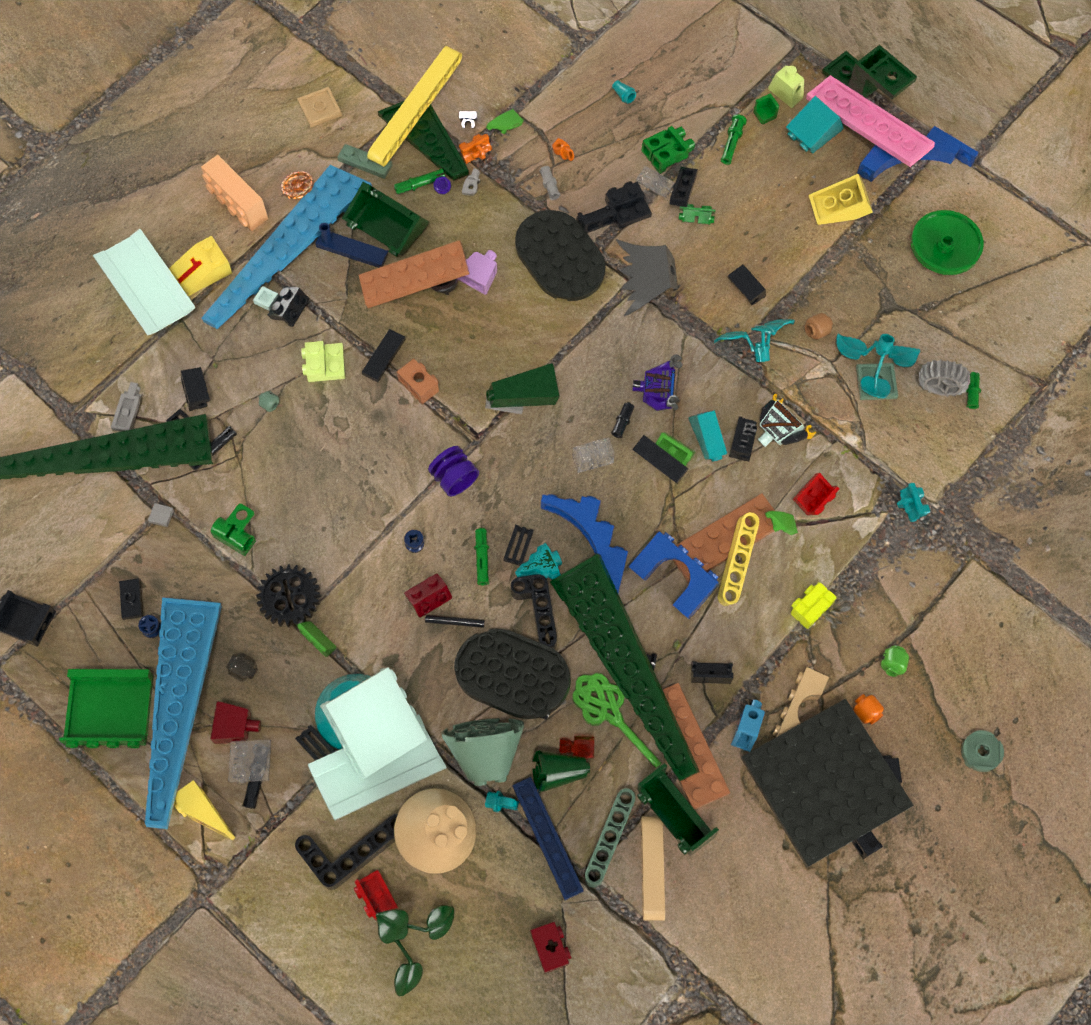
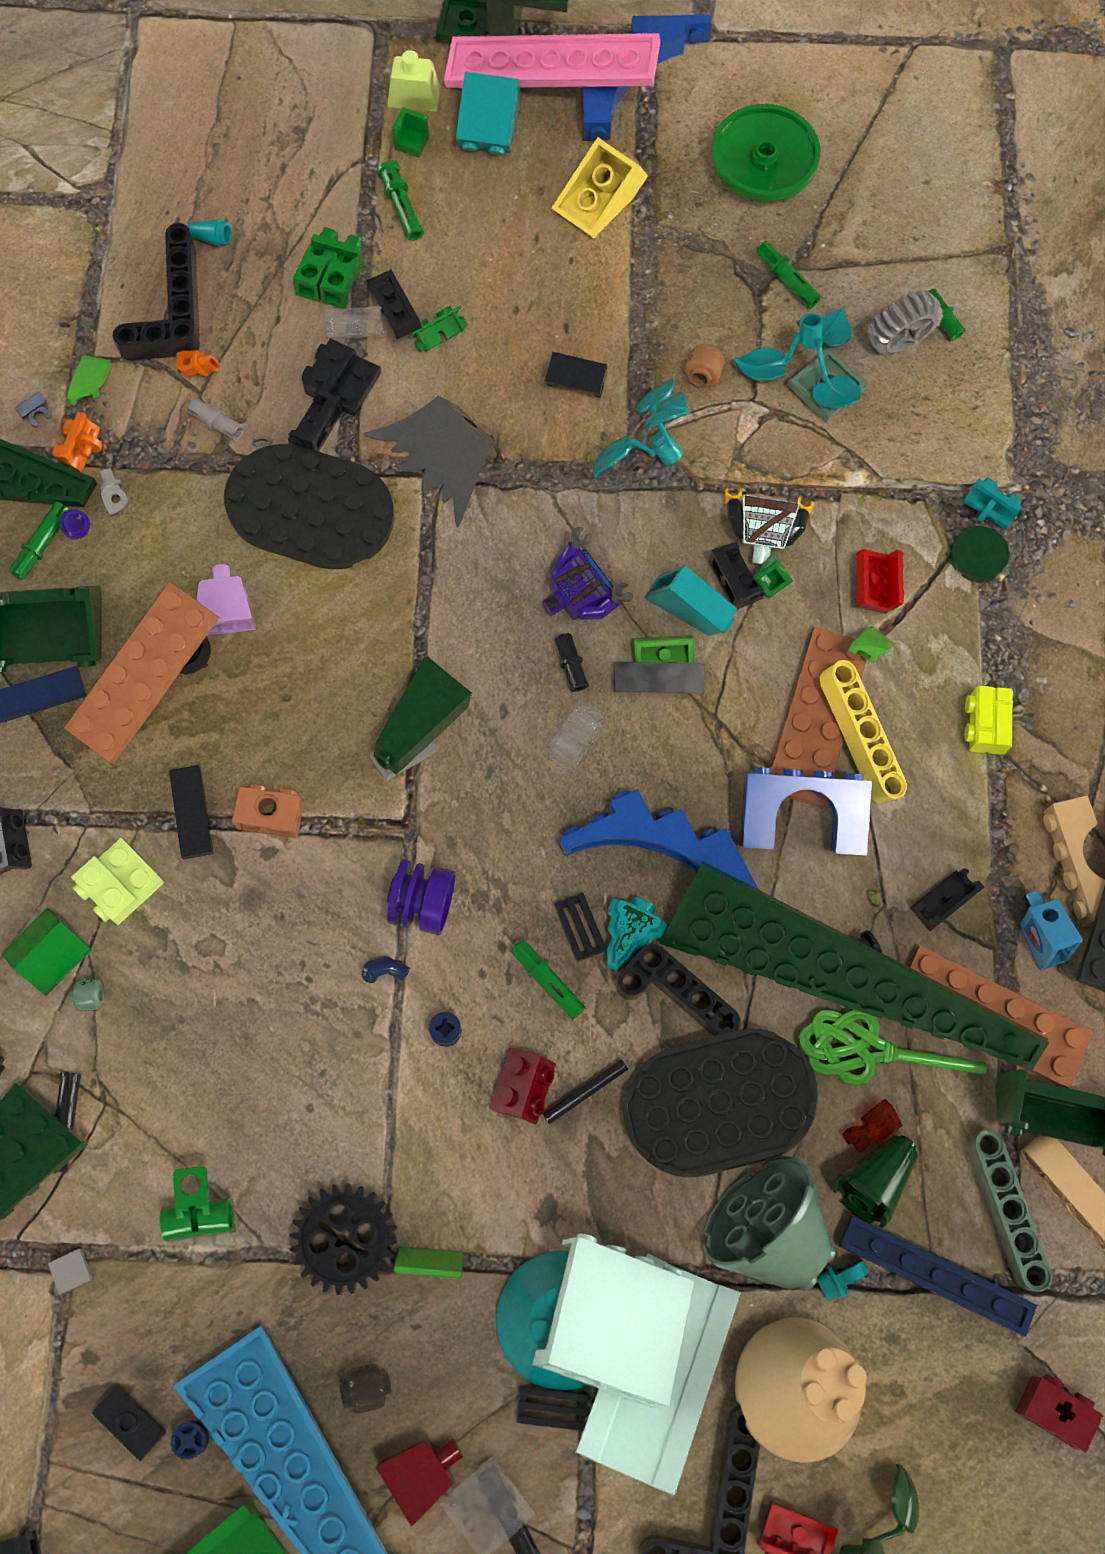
camera: 40 degrees left, 5 degrees up
(267, 369) = (45, 952): none -> green slope
(405, 488) = (382, 966): none -> dark blue arm
(579, 118) = (179, 251): none -> black beam
(762, 453) = (772, 576): none -> green slope
(884, 522) = (979, 553): none -> dark green tile
(905, 312) = (789, 275): none -> green axle

